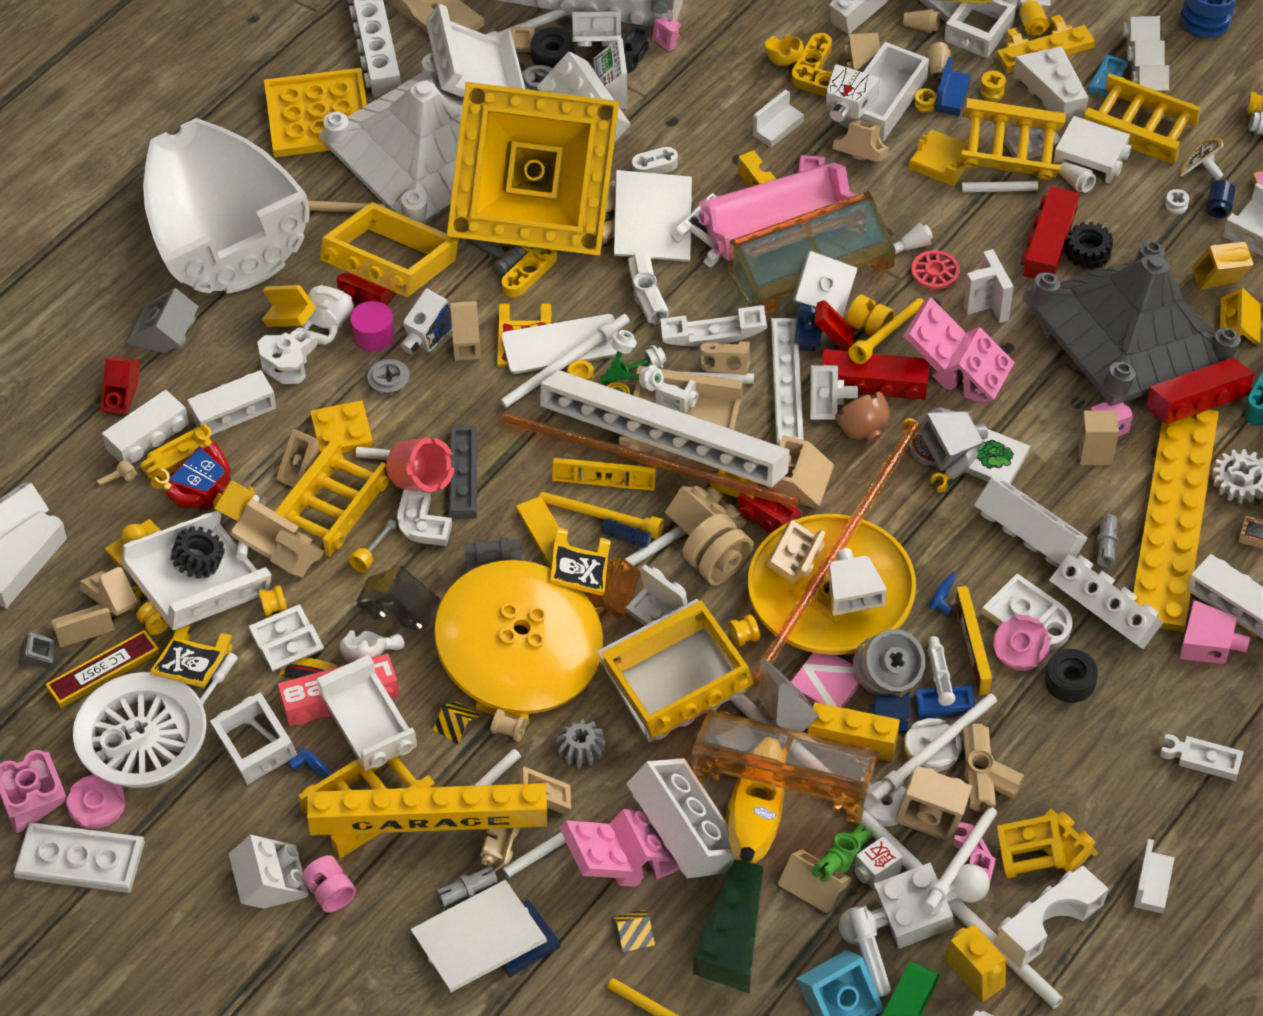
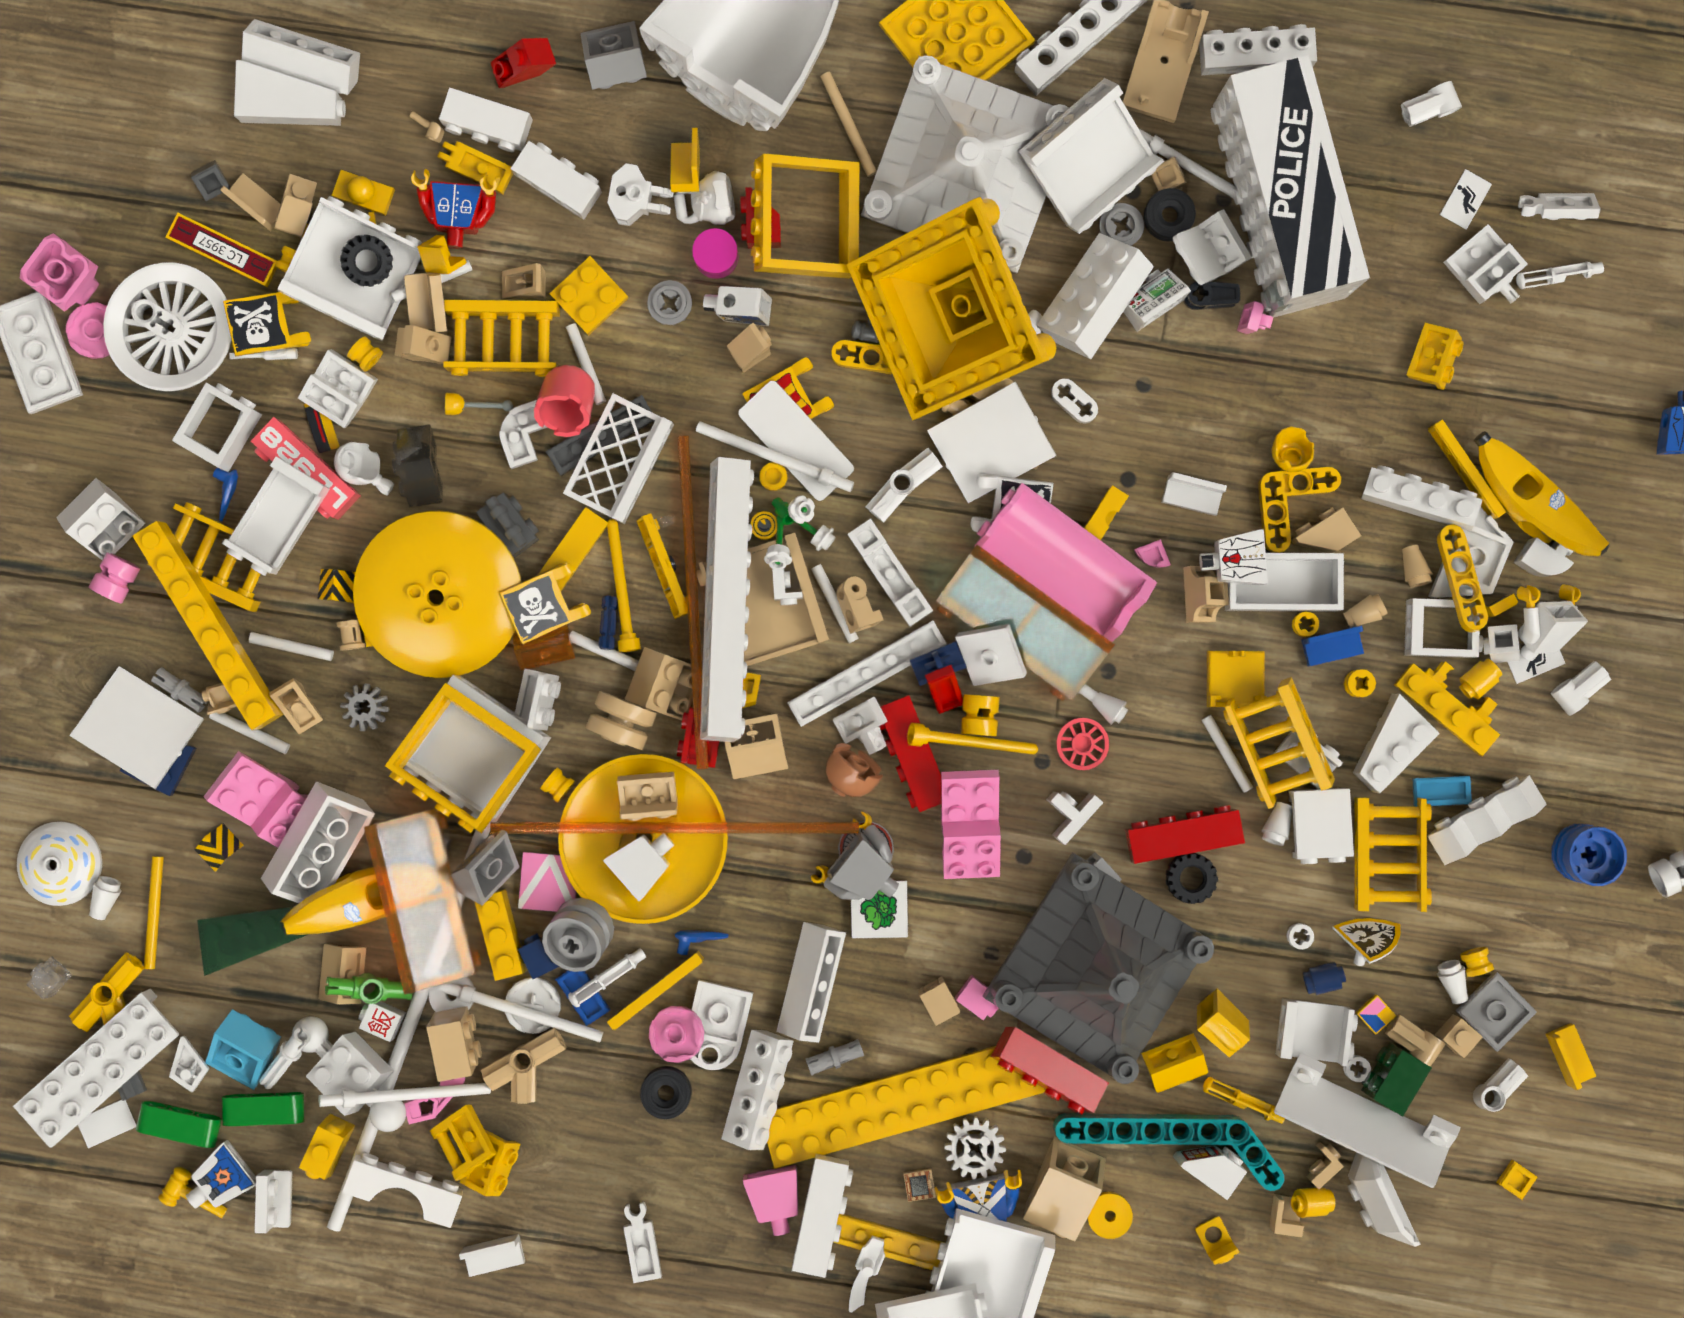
camera: 60 degrees right, 35 degrees up
(514, 454) = (643, 462): none -> white fence

